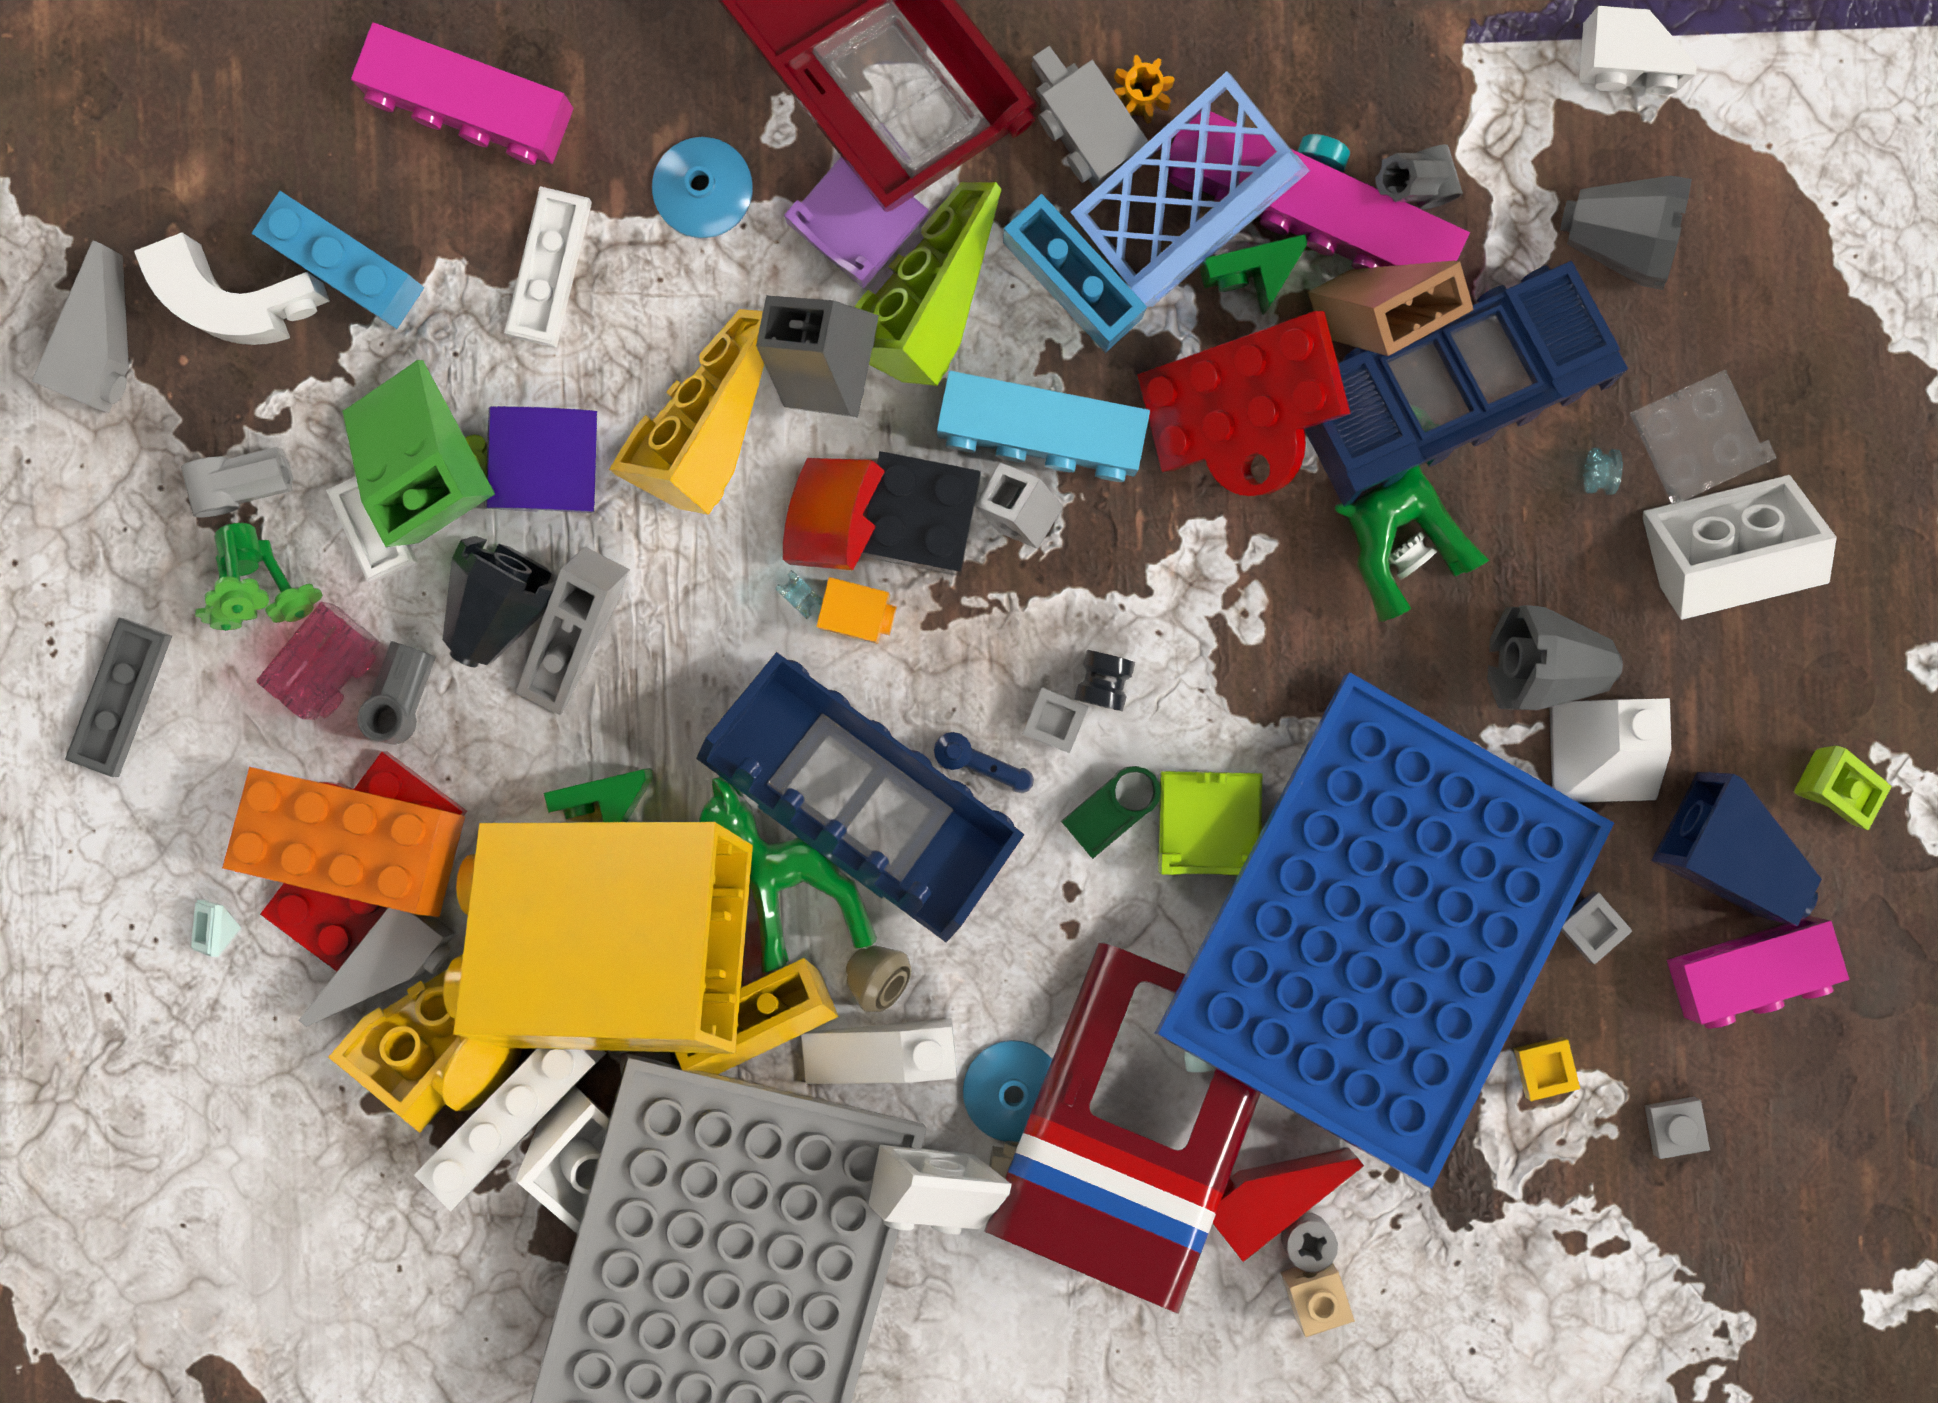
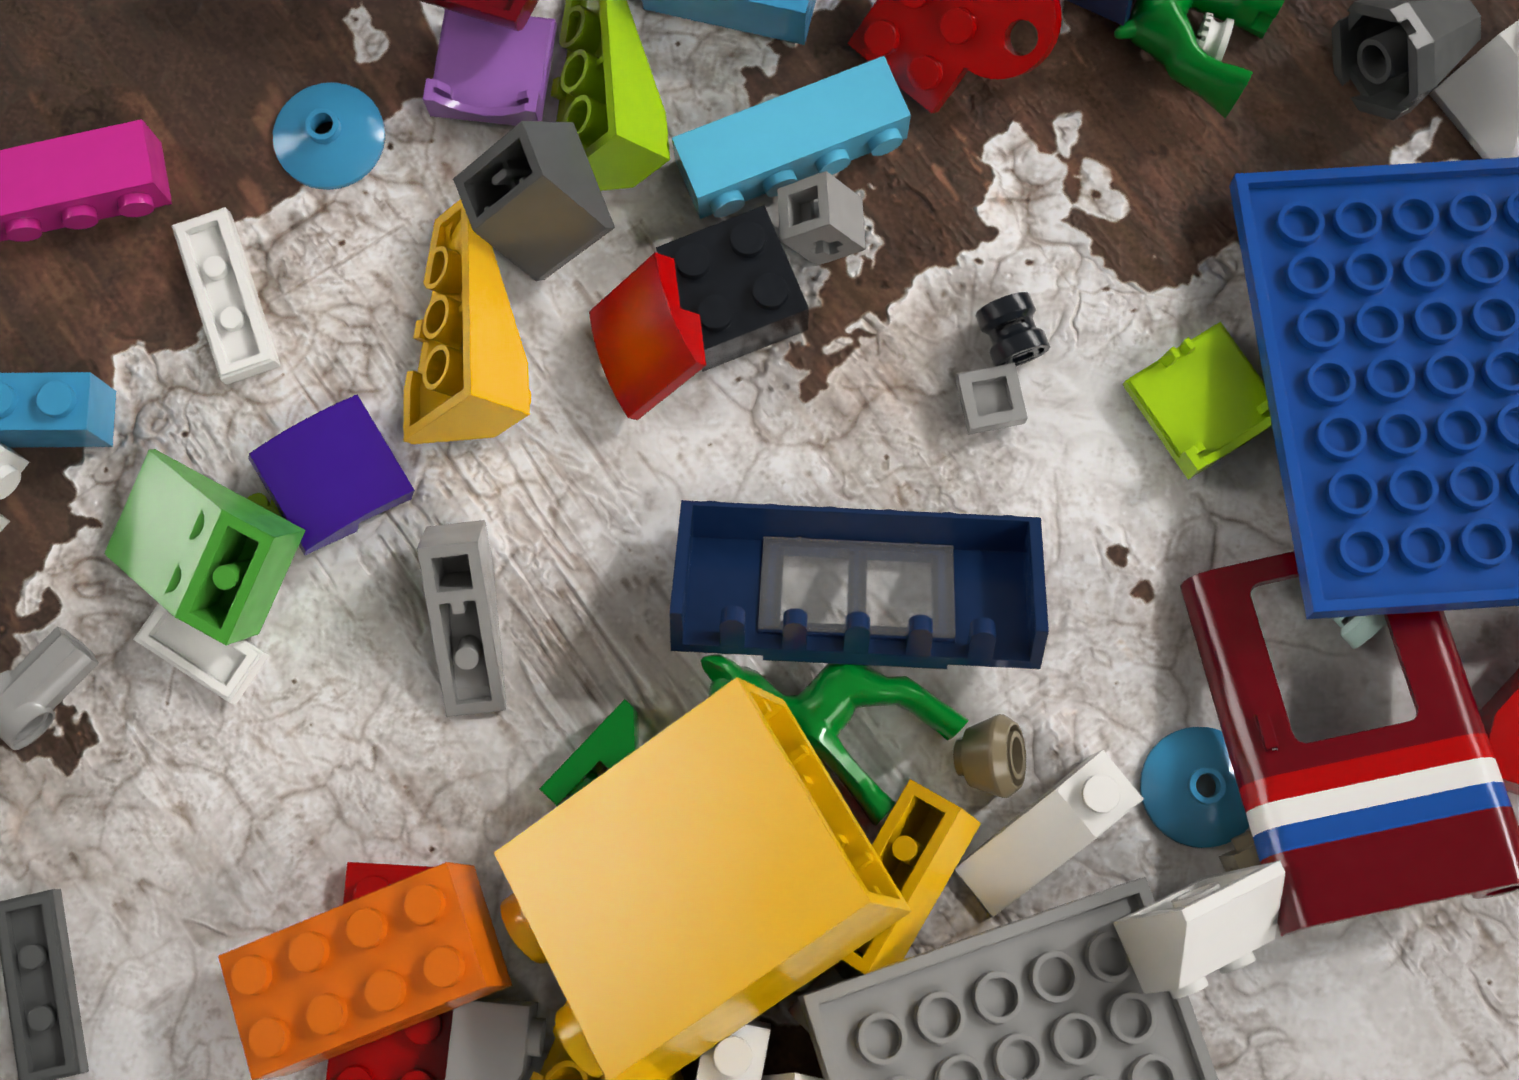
camera: 30 degrees left, 10 degrees down
(238, 600) = (102, 783): plant -> none
(319, 662) = (228, 812): clear pink brick -> none
(399, 687) = (325, 786): dark grey piece -> none
(491, 600) = (367, 638): black cone -> none
(799, 594) = (666, 439): clear light blue bush -> none
(856, 611) = (732, 418): light orange brick -> none
(955, 751) = (917, 489): dark blue piece -> none
(1102, 818) = (1102, 461): dark green piece -> none

